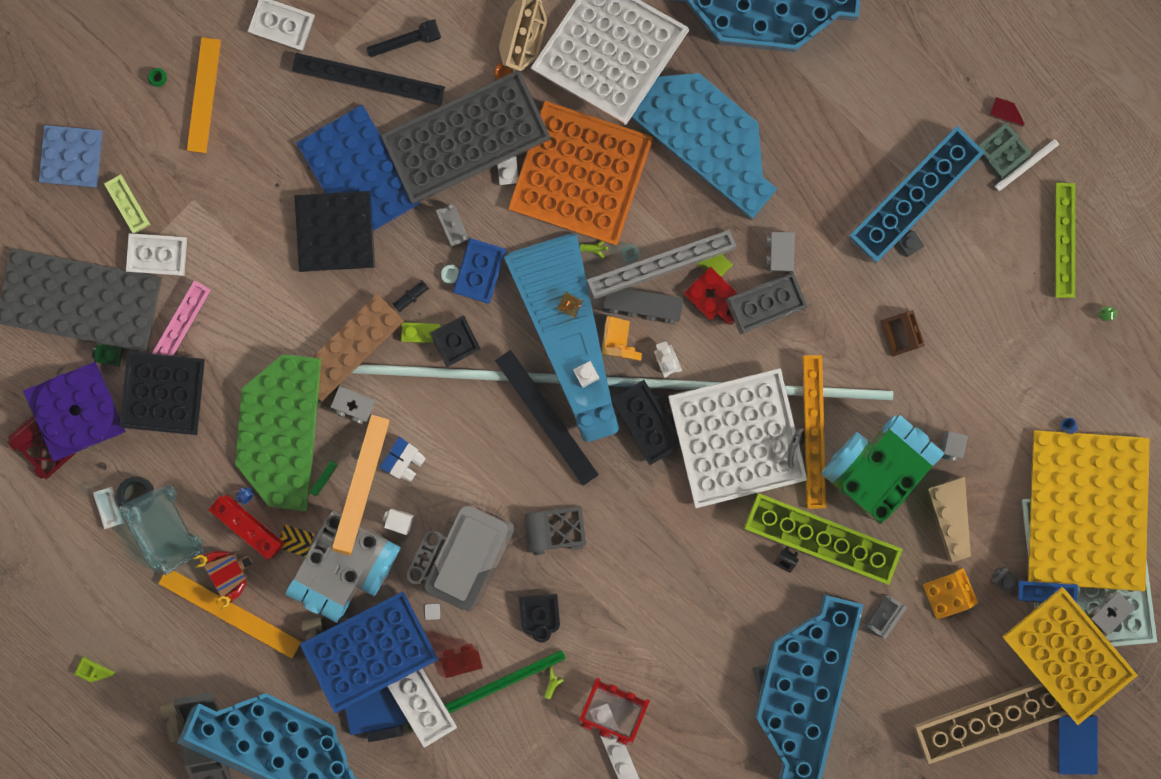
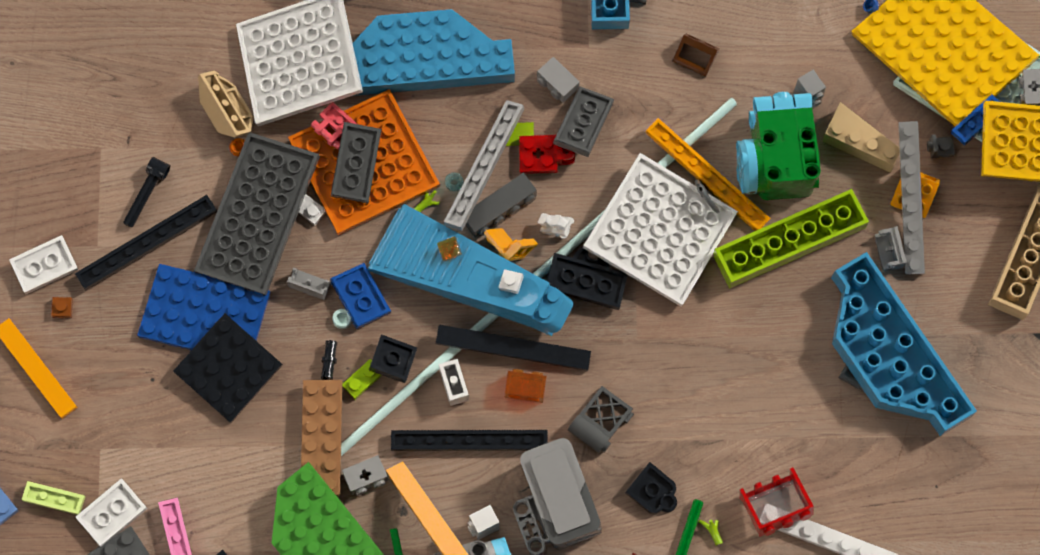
camera: 50 degrees left, 15 degrees down
(264, 68) = (62, 307): none -> dark orange plate
(406, 452) = (438, 479): white hips -> none
(450, 452) = (467, 440): none -> black plate
(479, 401) = (453, 382): none -> white brick
(527, 453) = (525, 386): none -> clear orange brick
(571, 170) = (356, 162): none -> dark grey tile
(591, 127) = (335, 118): none -> coral plate
(786, 560) = (782, 279): black tile -> none
(939, 598) = (911, 197): none -> light grey plate

